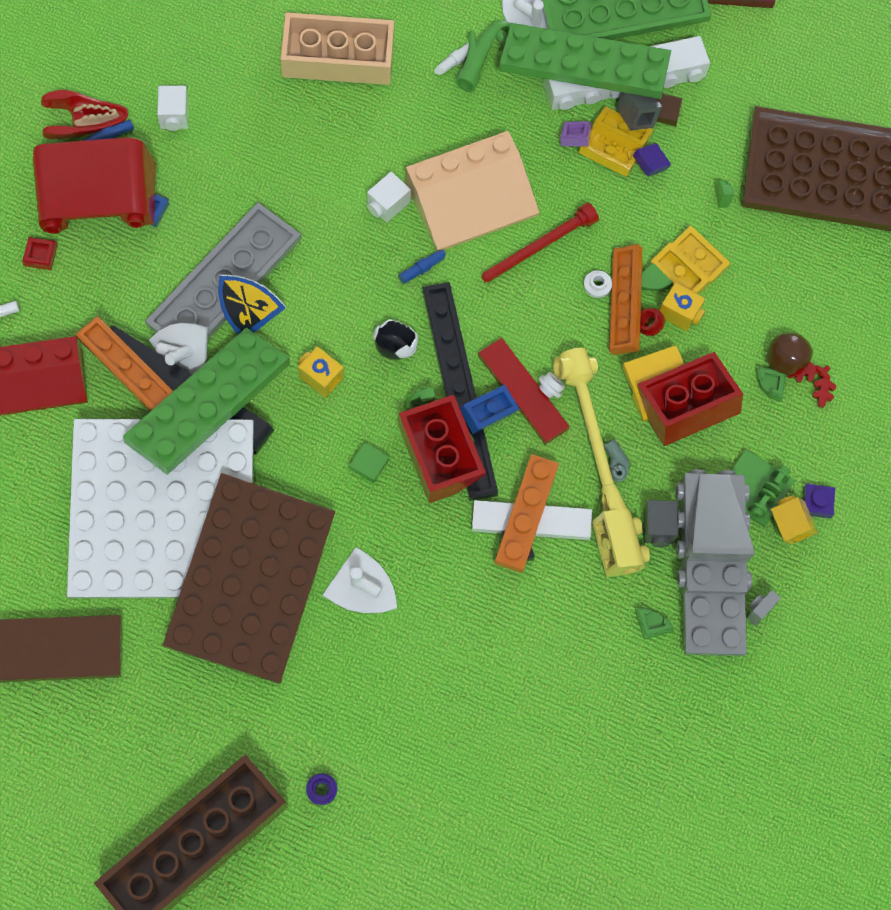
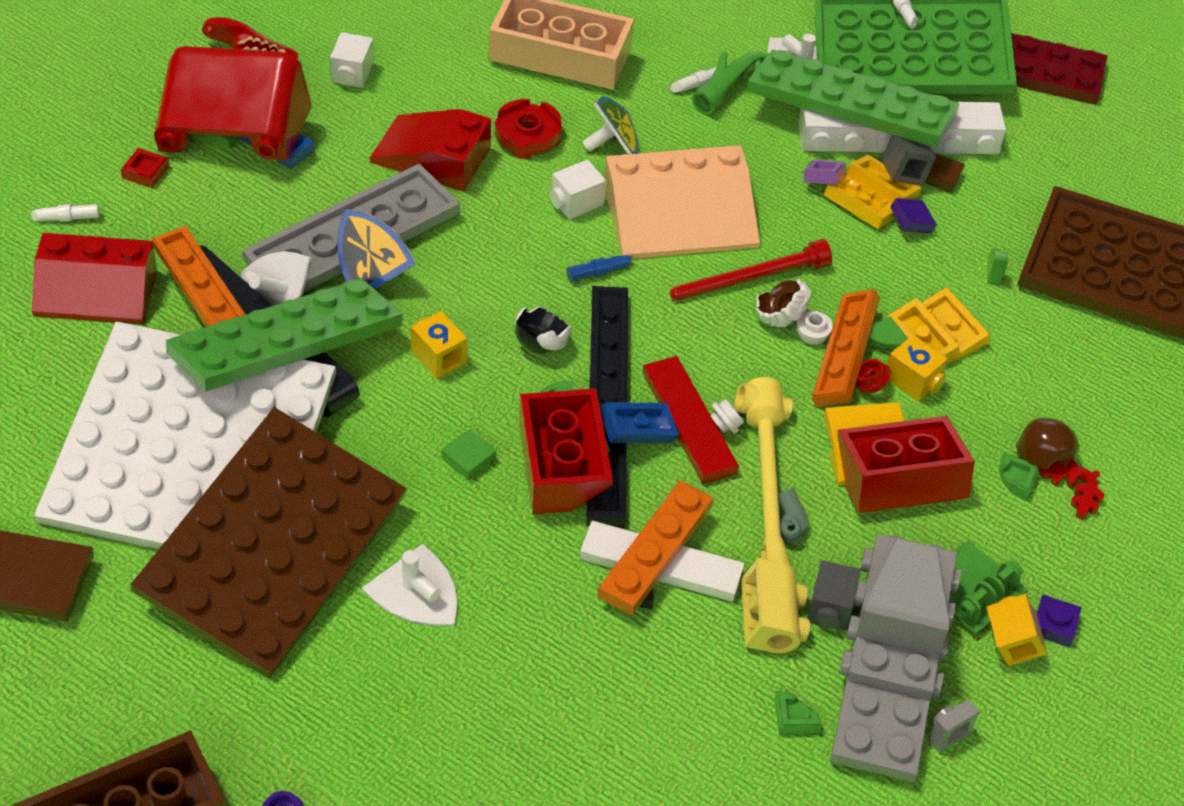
camera: 15 degrees right, 20 degrees down
(264, 176) = (443, 142): none -> red slope
(332, 156) = (528, 141): none -> red plate
(404, 127) = (616, 124): none -> shield
(571, 270) = (783, 303): none -> hair

